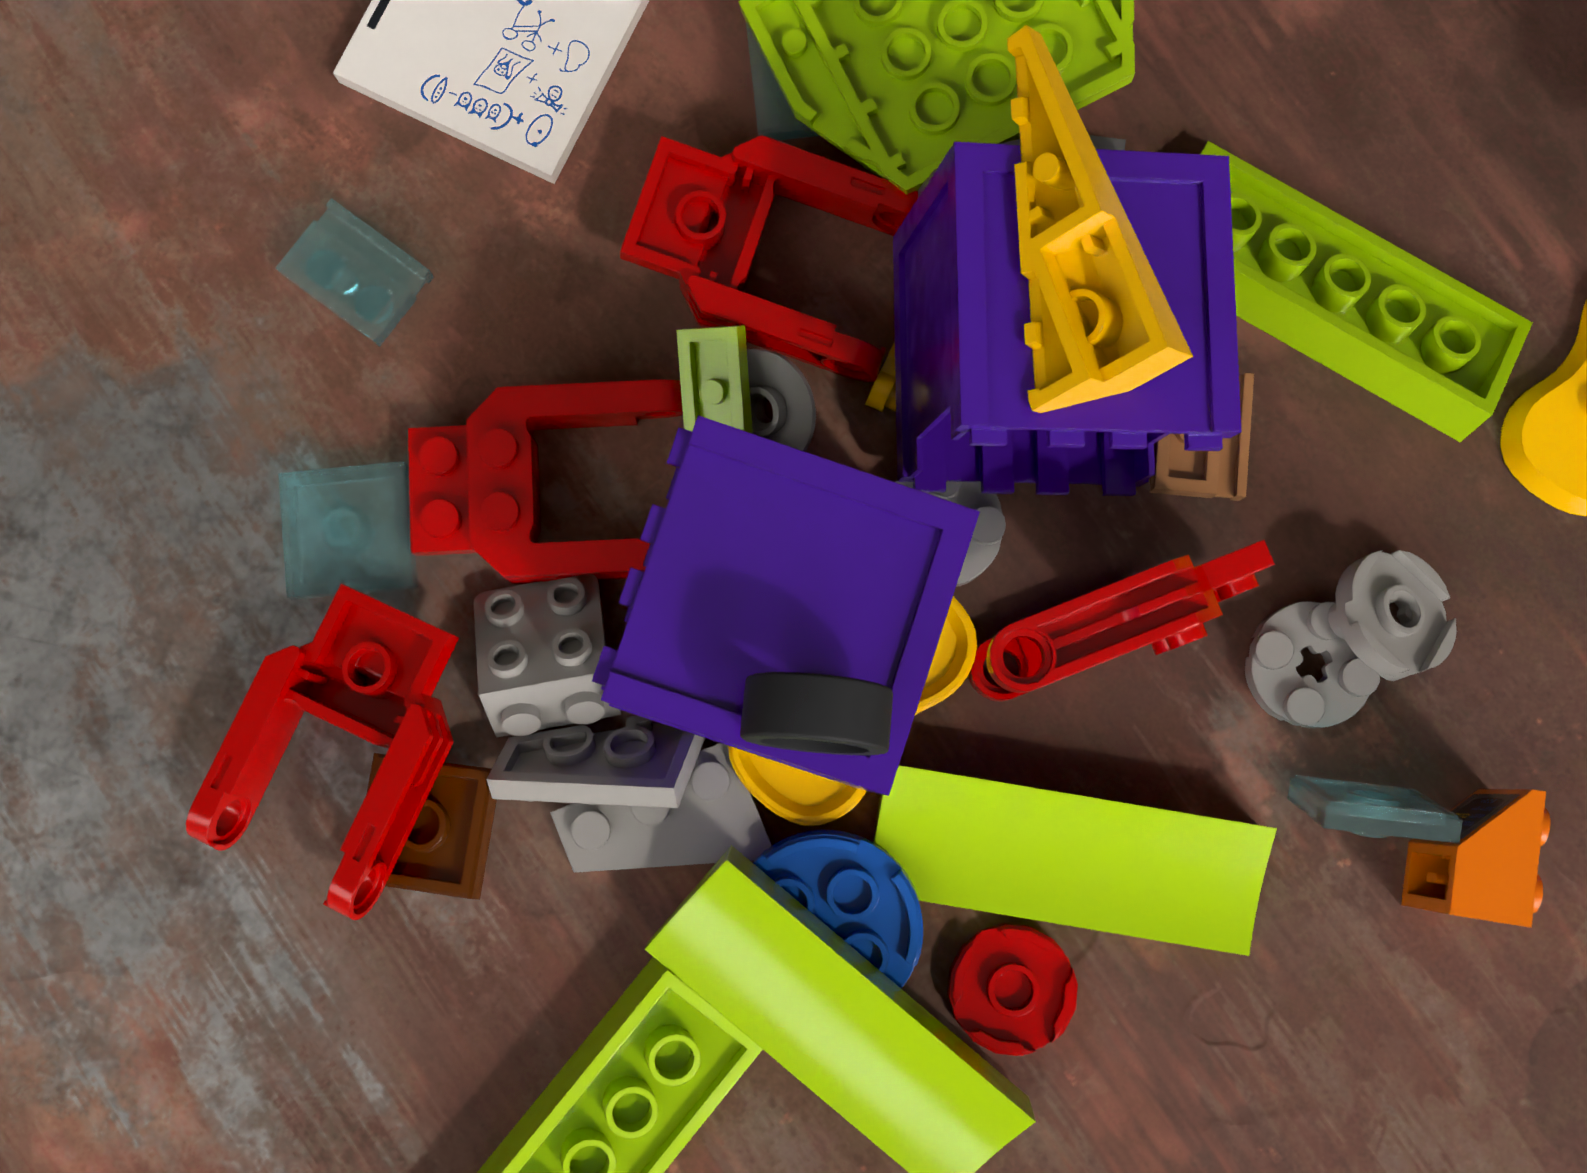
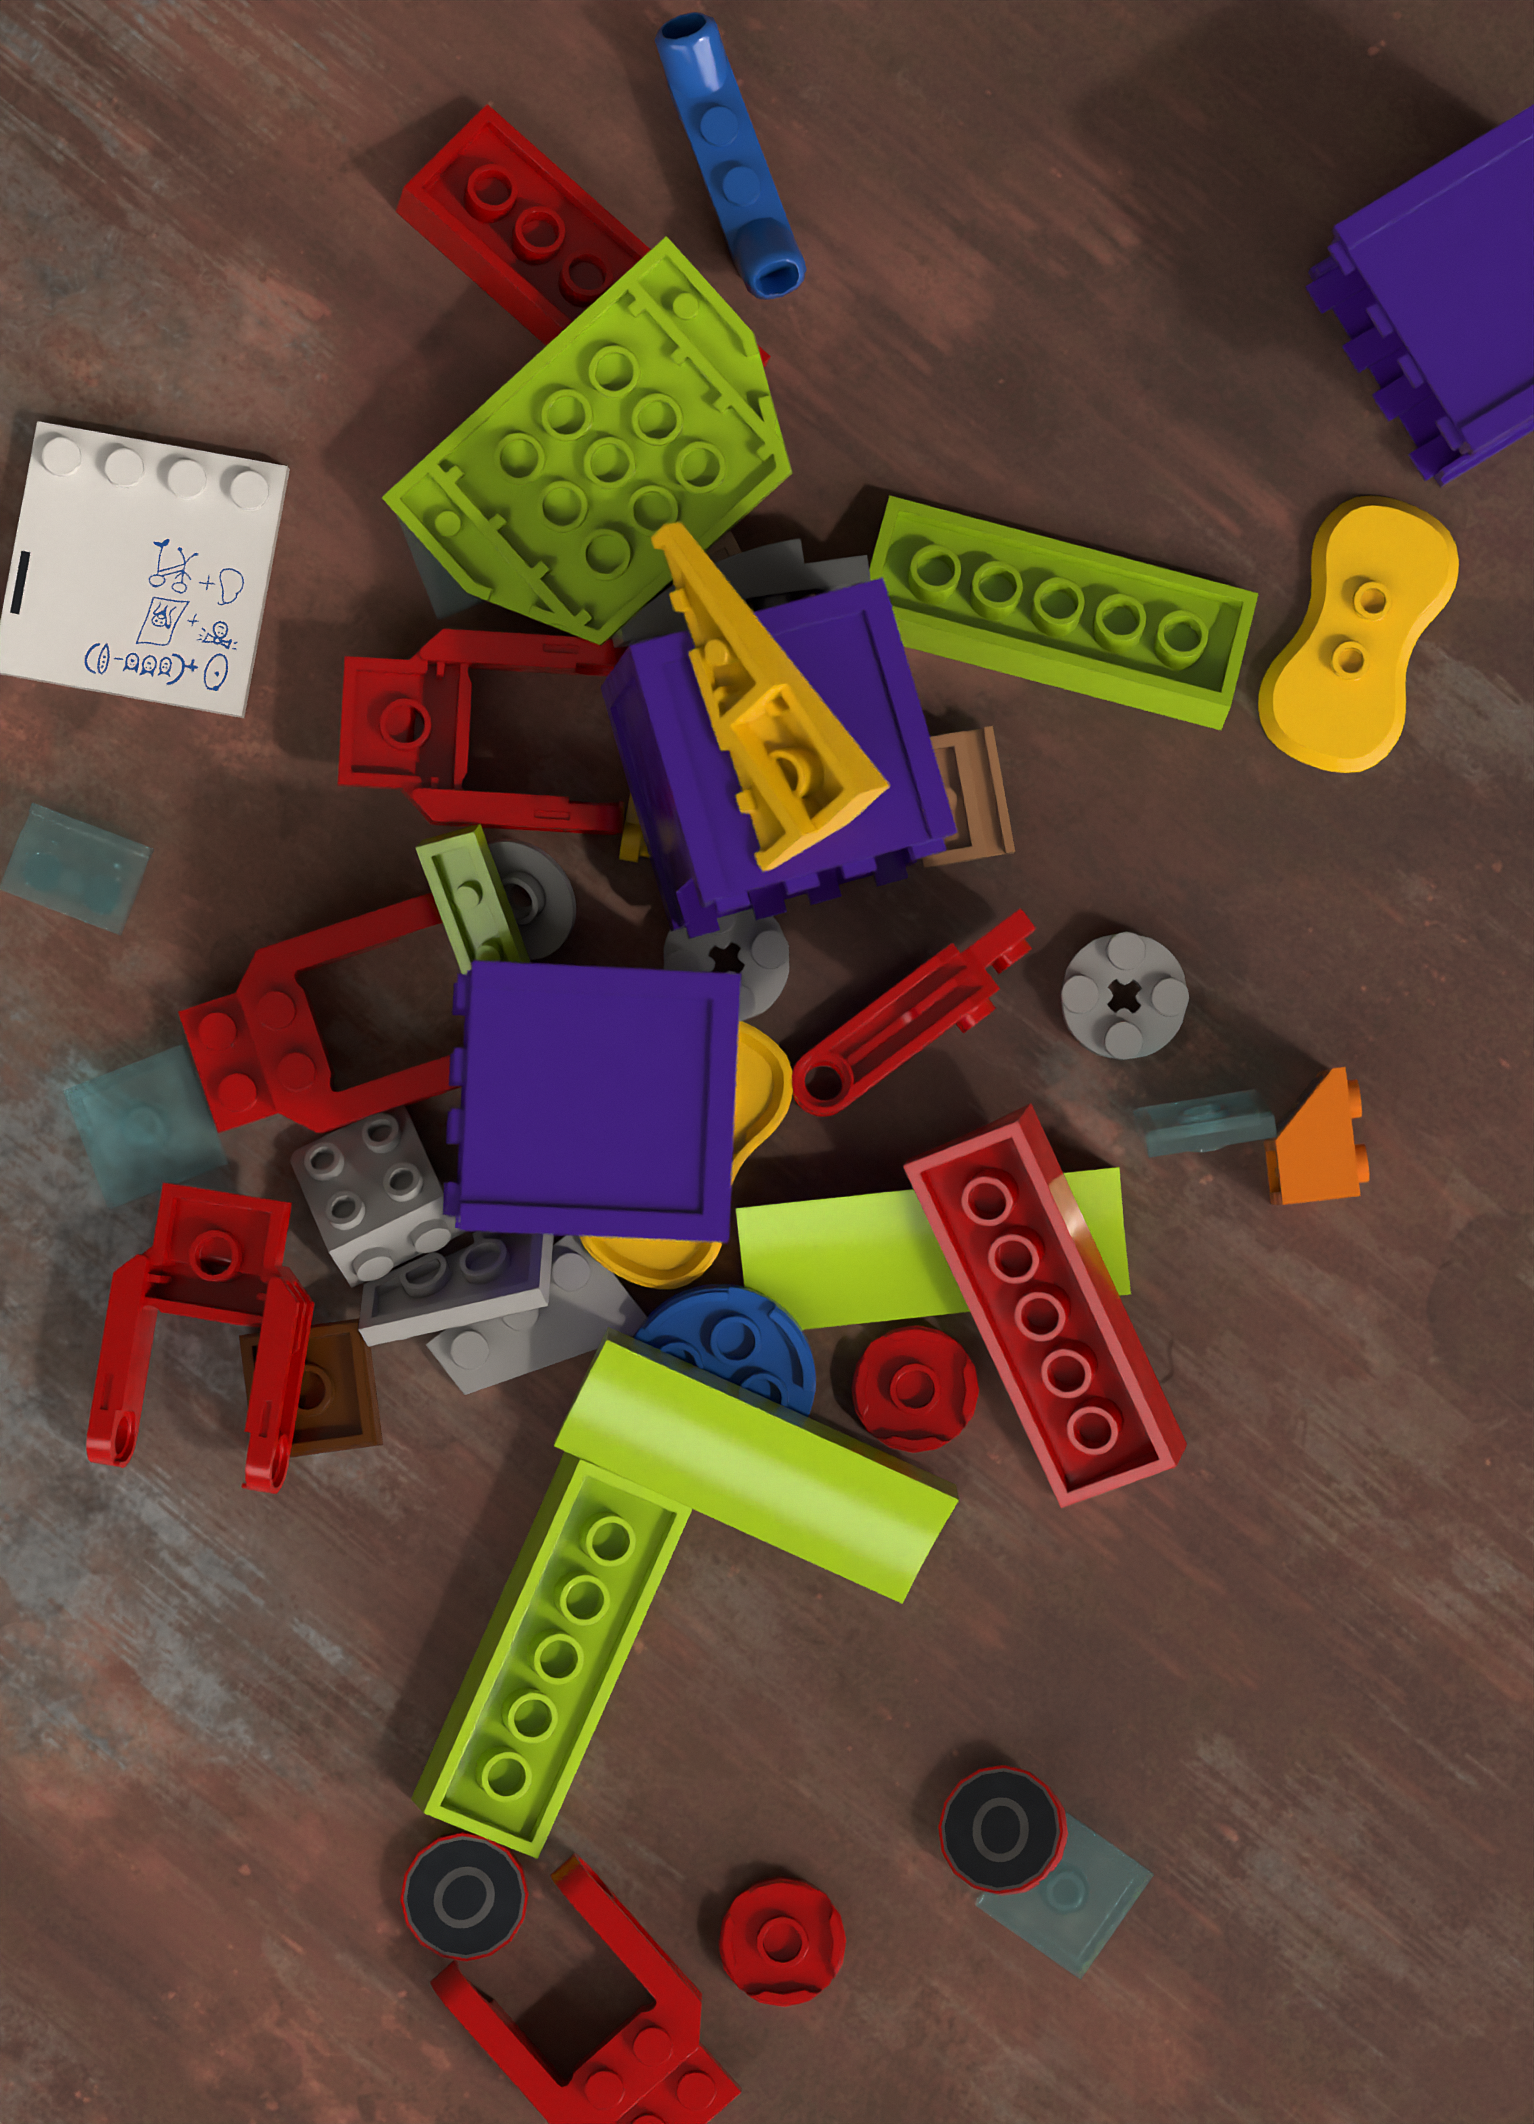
camera: 10 degrees left, 5 degrees up
(817, 713) = (645, 1192): black tyre -> none
(1168, 949) = (1046, 1307): none -> red arch
(1367, 624) = (1161, 951): light grey plate -> none

